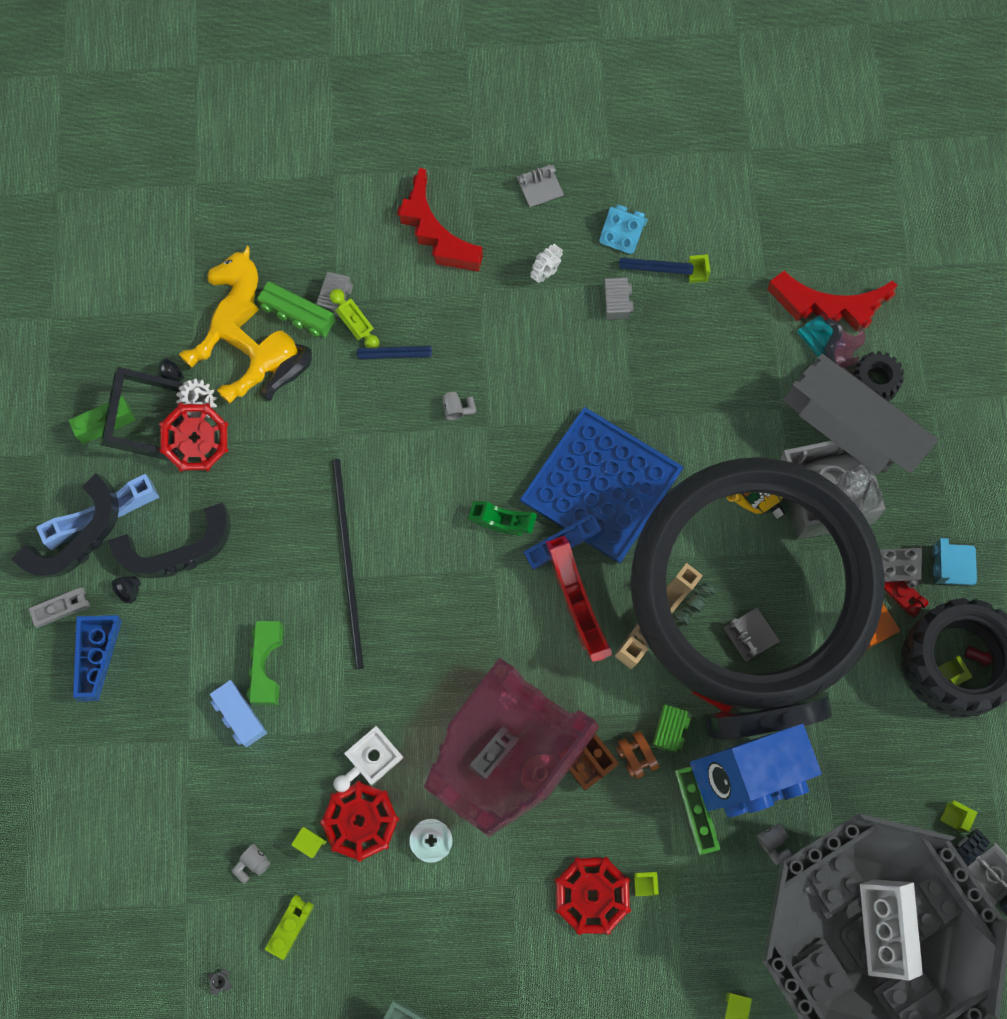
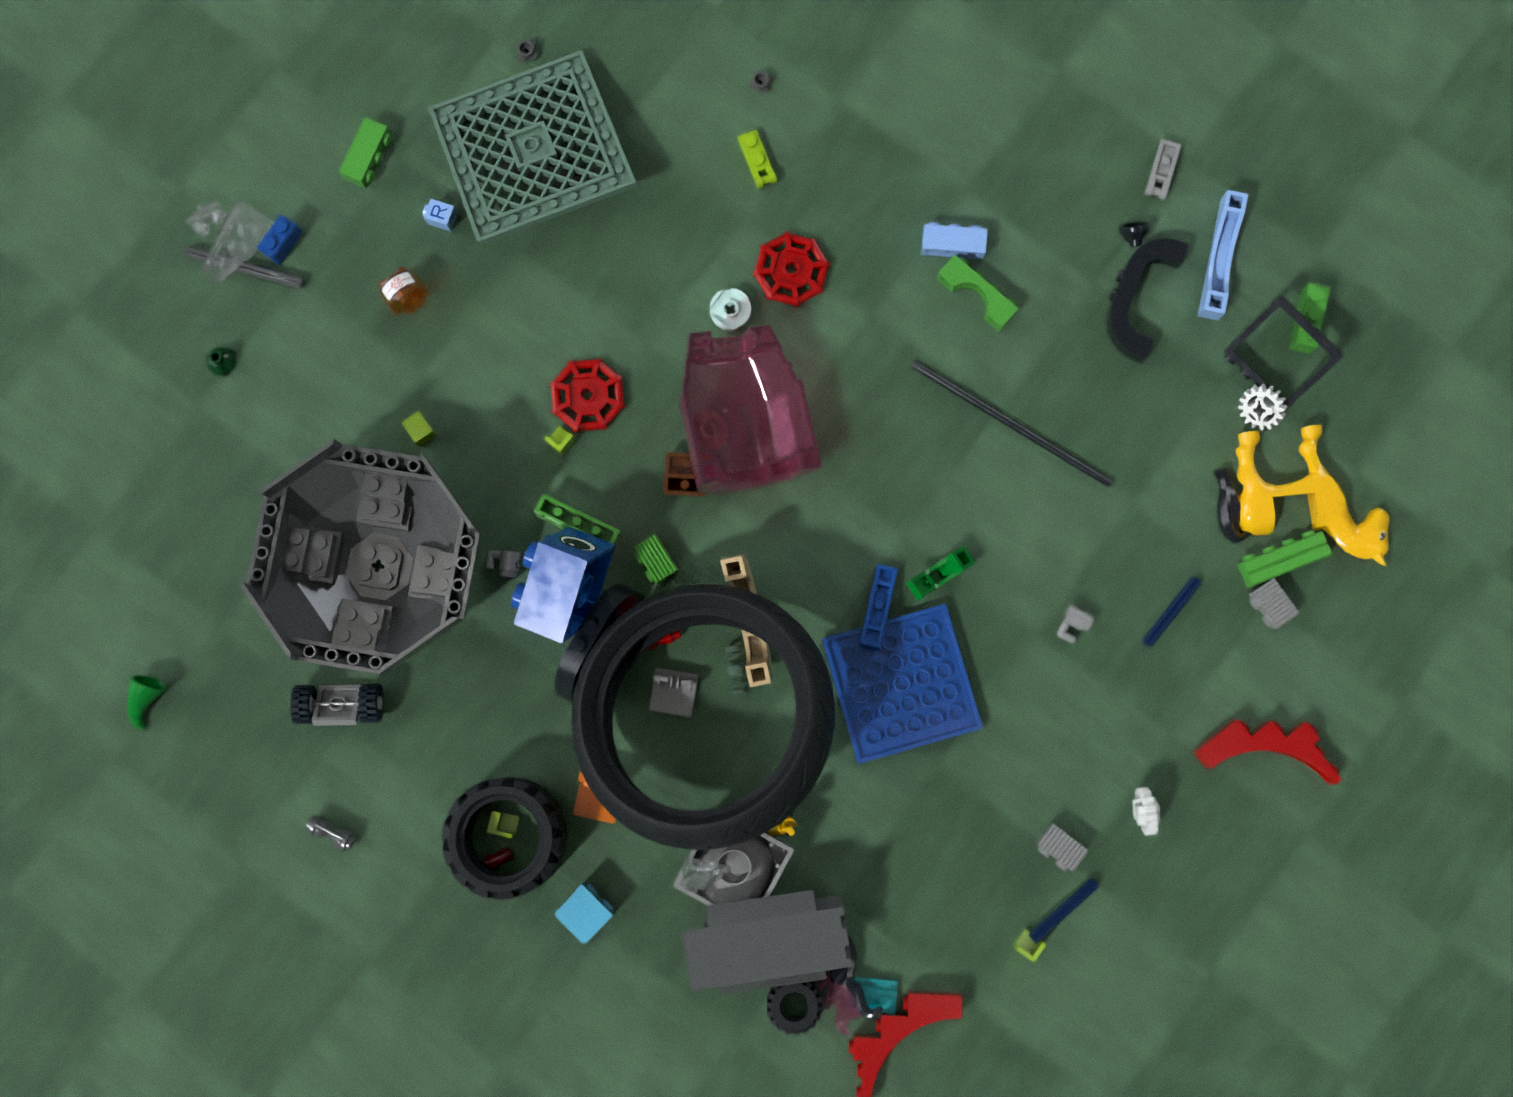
camera: 130 degrees right, 10 degrees up
(85, 542) = (1212, 256): black arch -> none
(93, 653) = (1098, 166): blue wedge -> none
(169, 370) = (1311, 406): black piece -> none
(187, 427) = (1221, 367): red plate -> none
(254, 860) = (828, 169): light grey piece -> none
(308, 842) = (807, 218): lime panel -> none
(354, 318) = (1232, 600): lime plate -> none
(369, 769) = (841, 306): white plate -> none
(493, 753) = (753, 406): dark grey plate -> none
(540, 185) = (1234, 879): light grey hinge -> none
(576, 600) = (816, 572): red arch -> none
(622, 229) = (1126, 915): medium azure bracket -> none
(625, 751) = (651, 506): dark orange brick -> none
(891, 929) = (367, 578): white brick -> none
(902, 565) = (621, 864): light grey hinge -> none
(902, 593) = (604, 847): red plate -> none
(958, 816) = (400, 720): lime panel -> none

